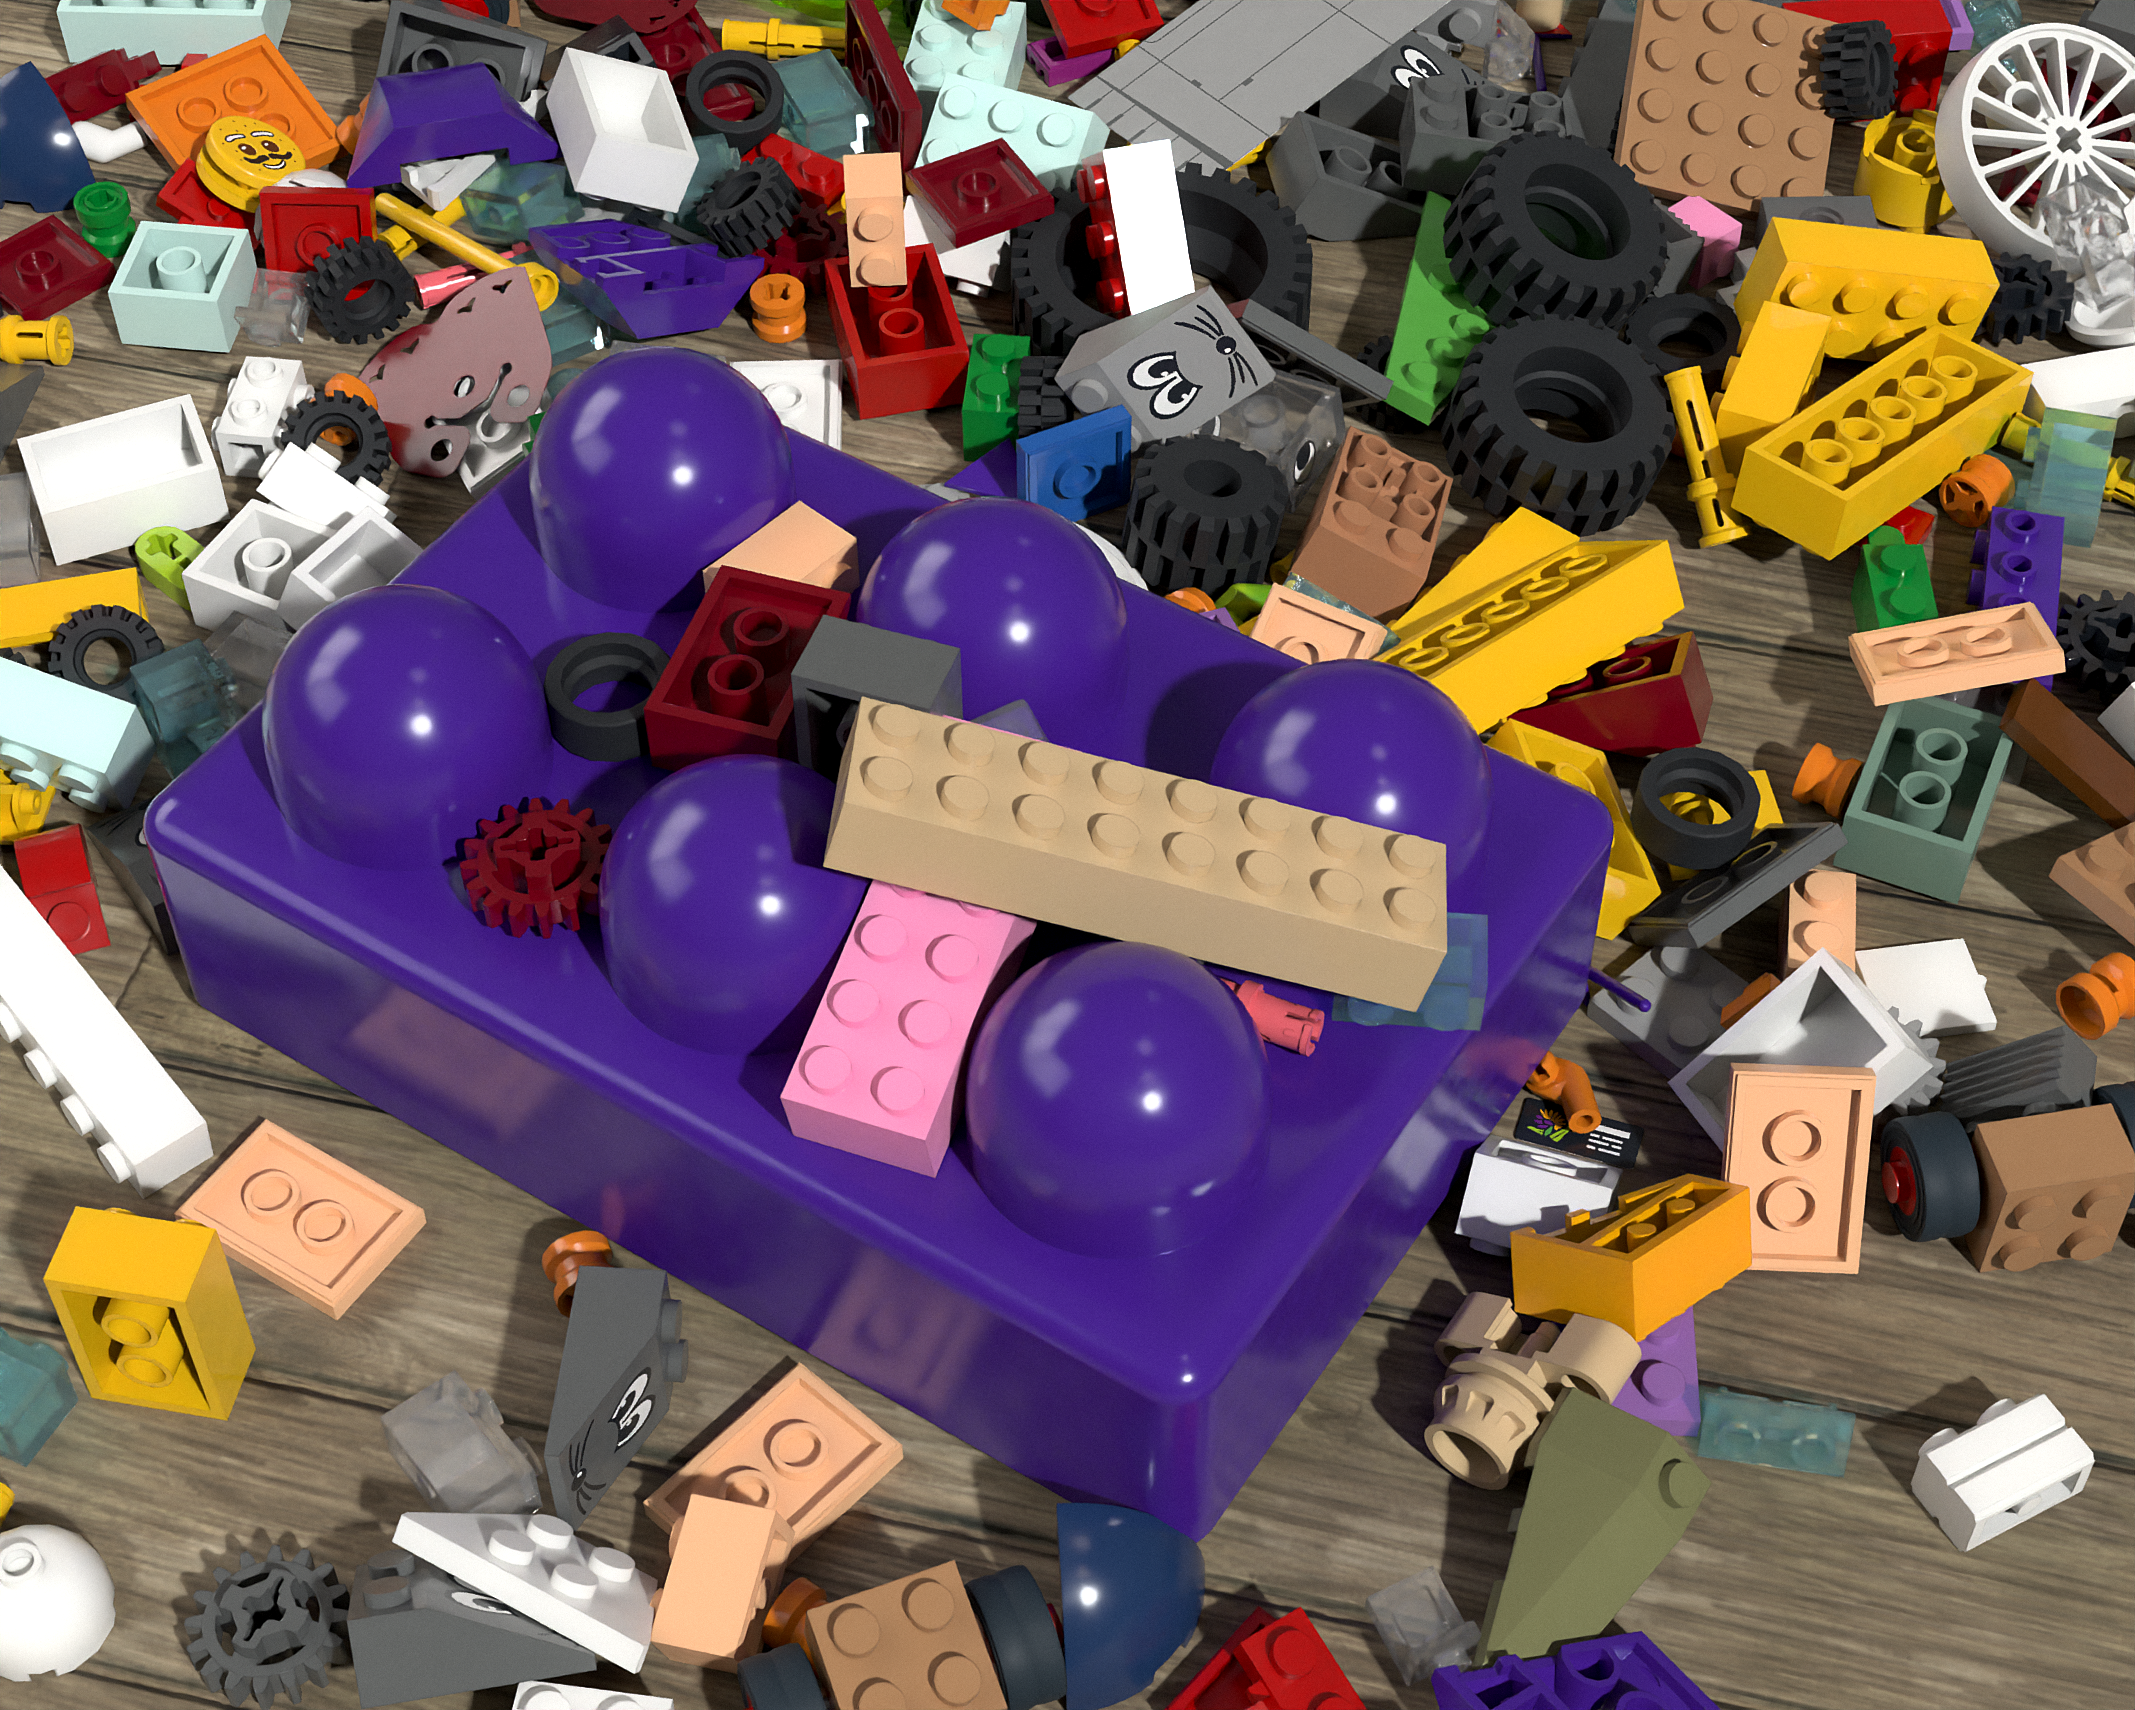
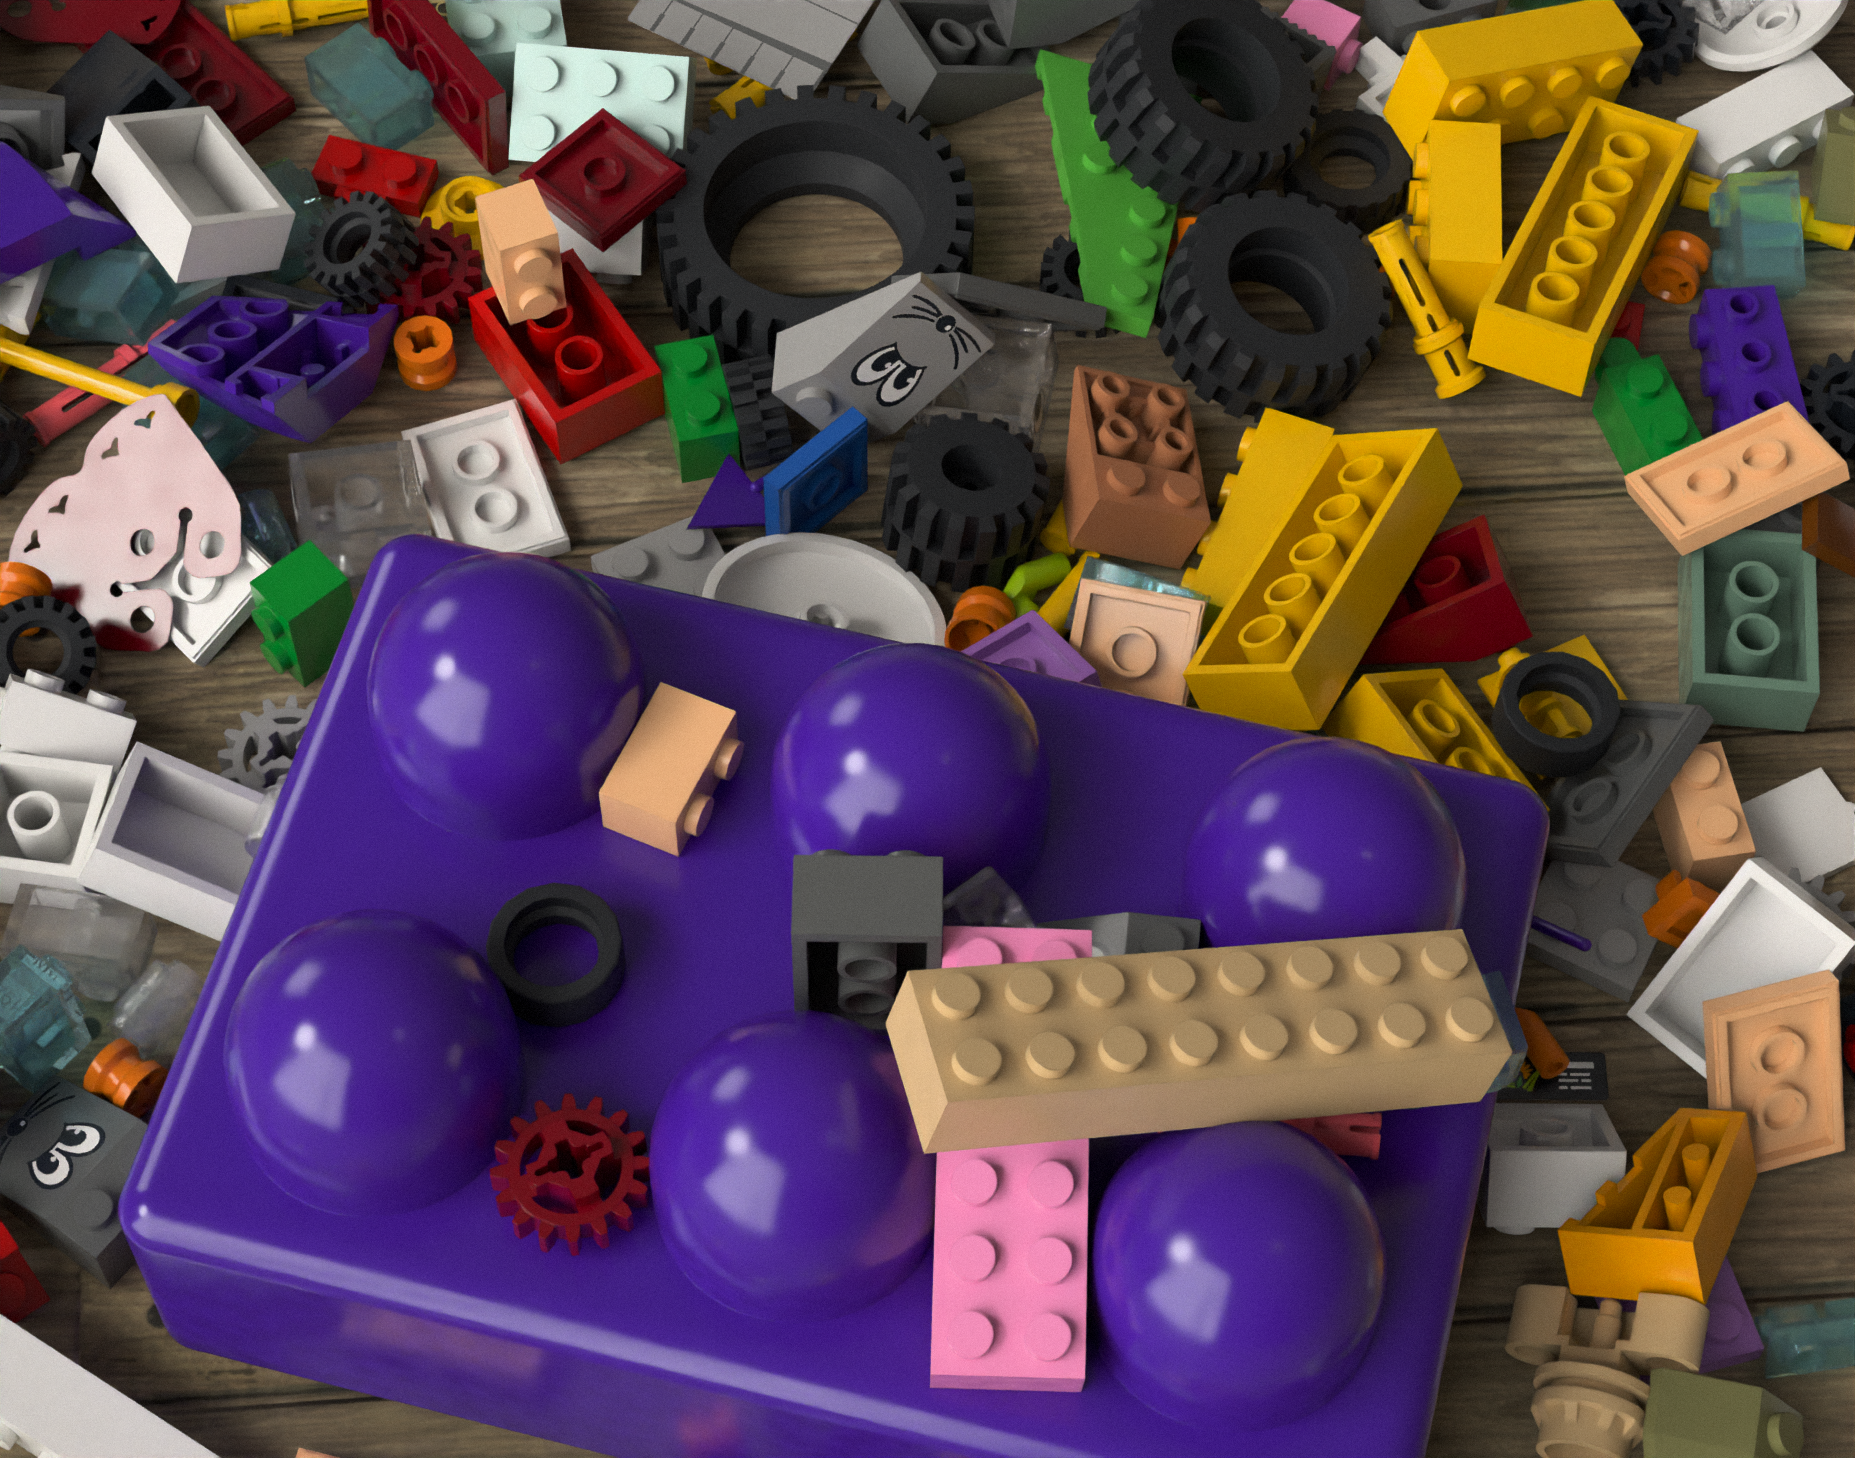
camera: 20 degrees left, 10 degrees up
(734, 668) = (695, 903): dark red slope -> none
(735, 68) = (288, 71): black tyre -> none
(1135, 228) = (784, 190): brick -> none
(1827, 780) = (1649, 633): orange wheel -> none

